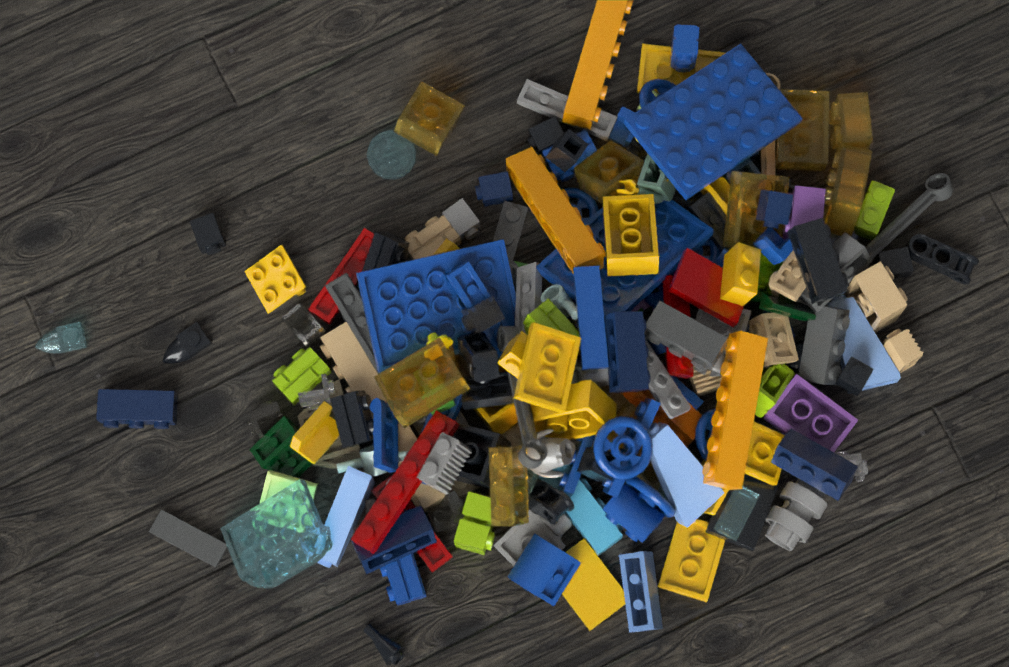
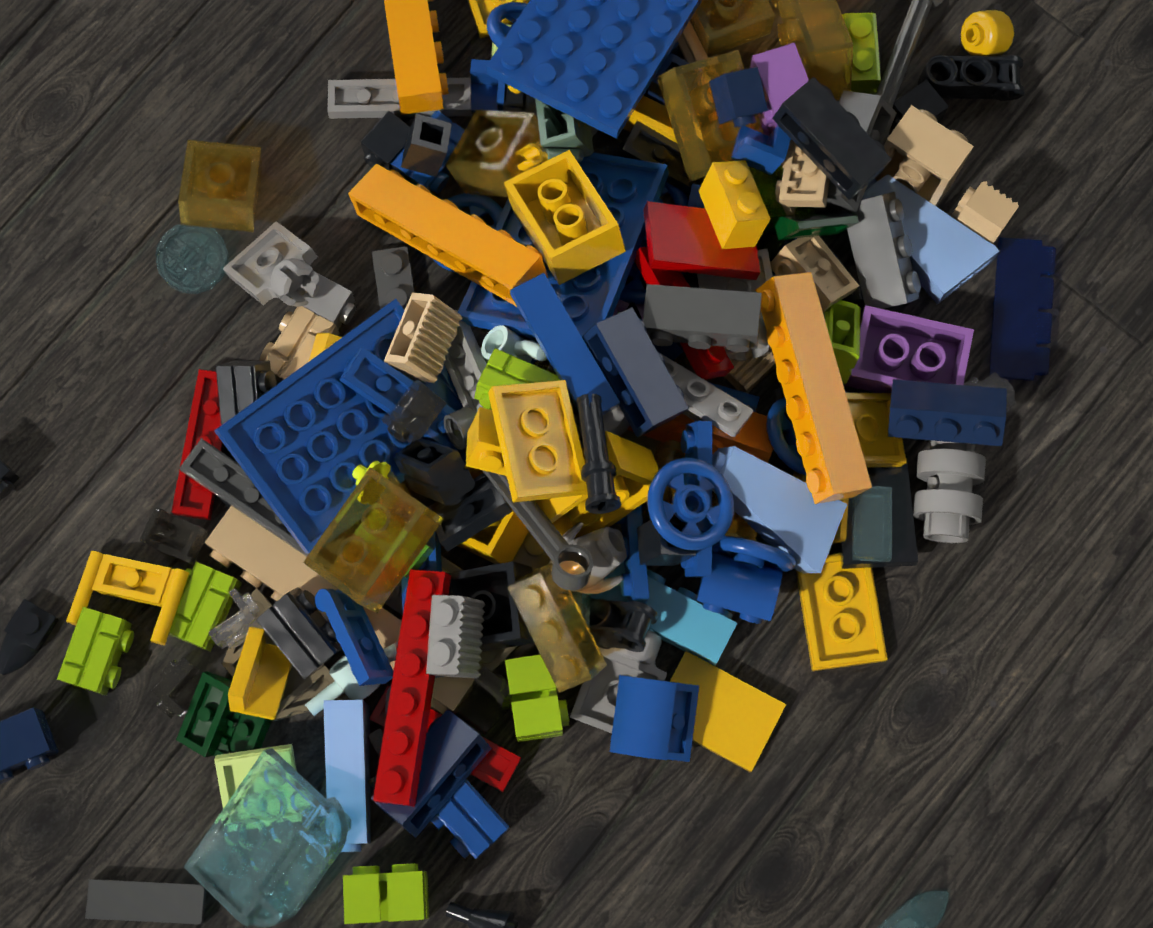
camera: 30 degrees left, 0 degrees up
(225, 374) = (96, 651): none -> lime brick
(266, 341) = (134, 582): none -> yellow plate
(275, 279) = (108, 491): yellow hinge -> none
(333, 601) = (385, 896): none -> lime piece
(439, 185) = (276, 268): none -> light grey plate
(494, 189) = (351, 241): dark blue brick -> none
(508, 272) = (423, 338): none -> tan brick
(574, 402) = (598, 470): none -> black pin
(640, 591) = (796, 688): medium blue brick -> none
(854, 376) = (942, 274): black brick -> none
(895, 423) = (1016, 318): none -> clear blue windscreen
(963, 233) = (987, 33): none -> yellow head

